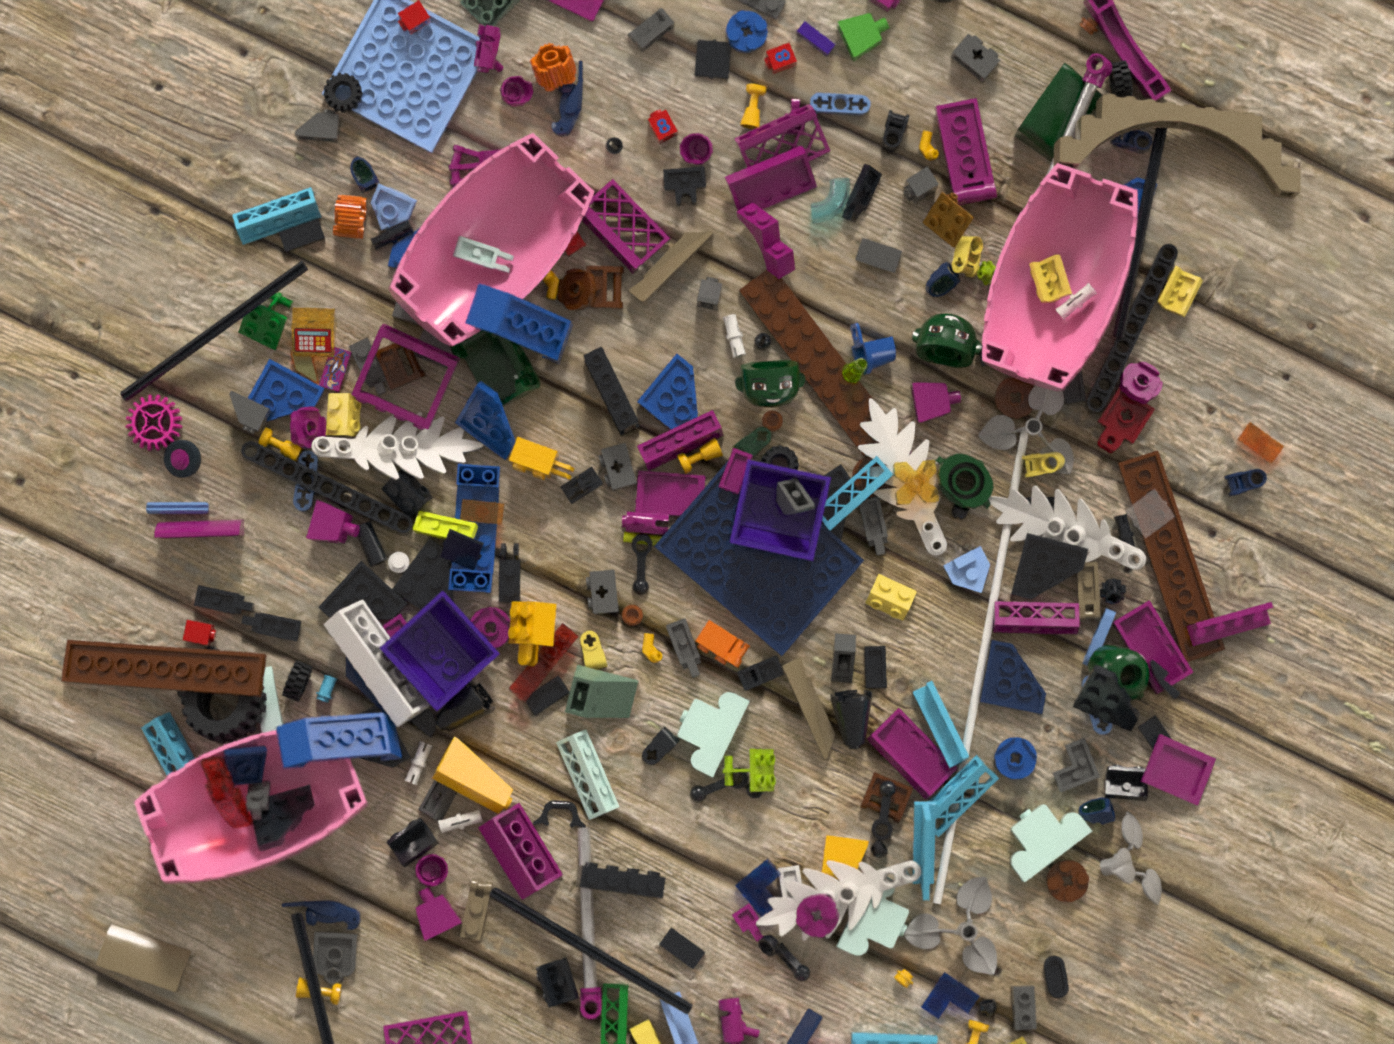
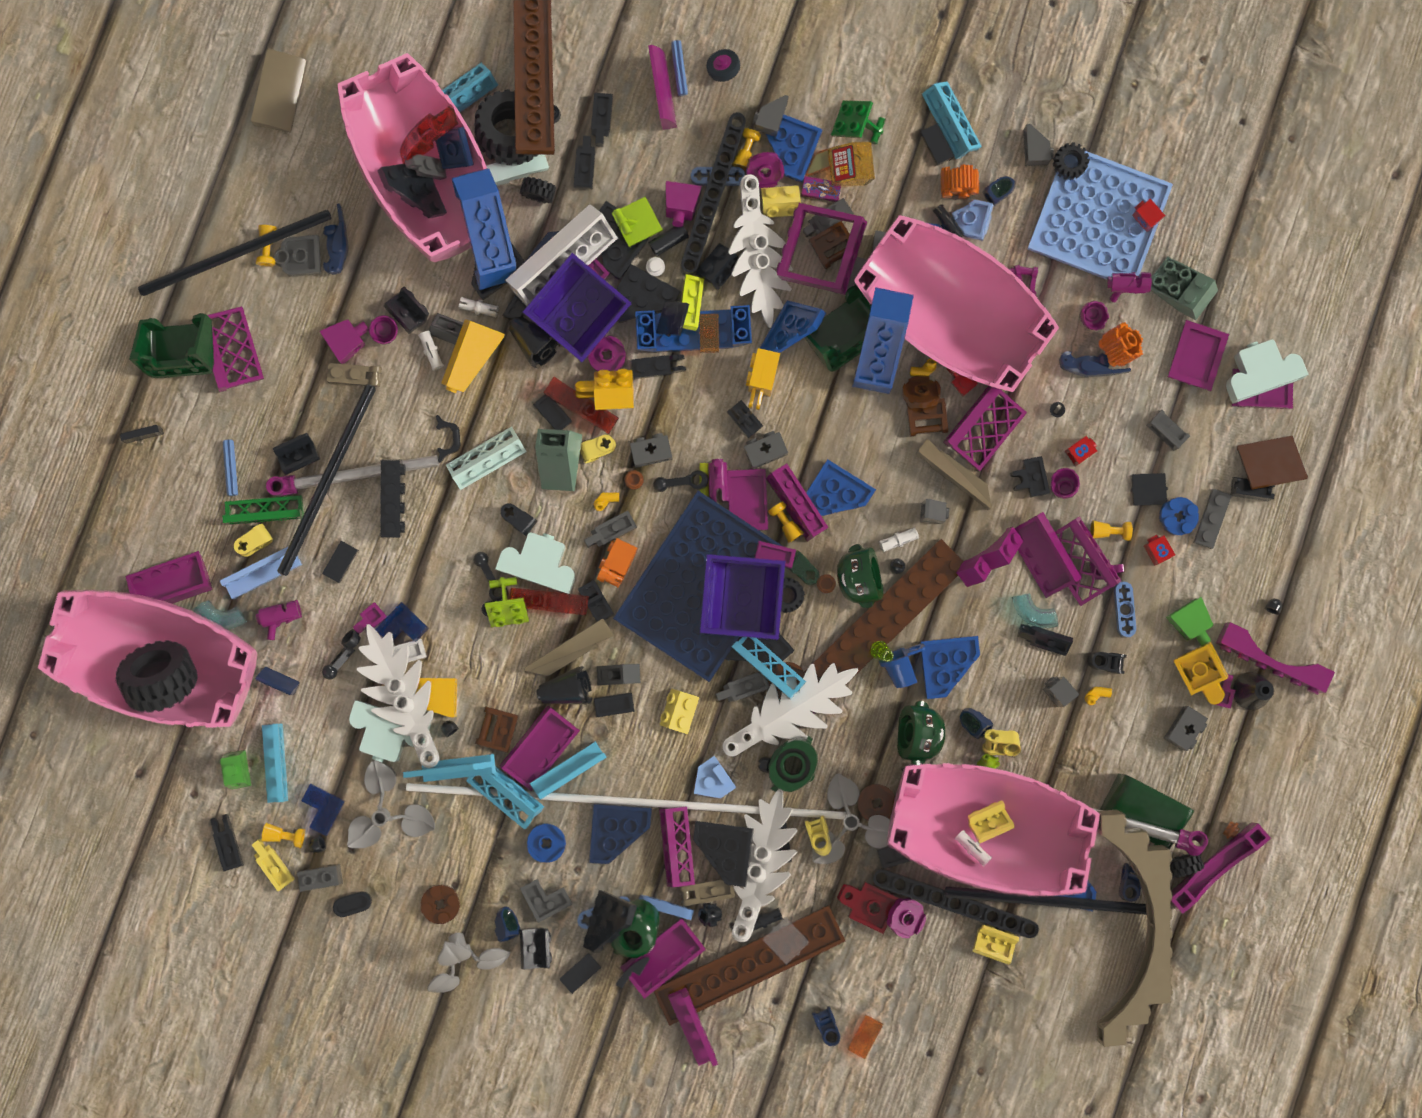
camera: 80 degrees right, 0 degrees up
(161, 416) = (741, 26): dark pink gear -> none
(199, 633) = (570, 100): red brick -> none
(213, 331) = (841, 76): black axle -> none
(326, 688) = (535, 218): medium azure pin -> none
(347, 575) = (637, 221): none -> lime plate
(480, 254) = (941, 301): light aqua hinge -> none
(520, 851) = (410, 407): magenta slope -> none
(611, 391) = (833, 433): black fence -> none
(755, 721) = (551, 601): none -> clear red slope
(792, 497) = (755, 607): dark grey slope -> none
(806, 920) = (382, 688): magenta plate -> none
(815, 39) = (1181, 580): dark purple piece -> none
(874, 302) = (946, 663): none -> blue plate
(878, 255) = (990, 661): dark grey hinge -> none
(887, 789) = (502, 728): black piece -> none
(903, 978) = (335, 765): yellow plate -> none
(907, 475) = (779, 729): clear yellow plant -> none
(918, 31) = (1203, 672): none -> yellow brick
(932, 400) = (863, 727): magenta torso -> none
(944, 13) = (1229, 693): none -> magenta plate
(948, 219) = (1033, 720): pearl gold hinge -> none
(965, 151) = (1097, 729): magenta hinge -> none
(1044, 839) = (475, 878): light aqua brick -> none
(1178, 769) = (552, 995): magenta piece -> none

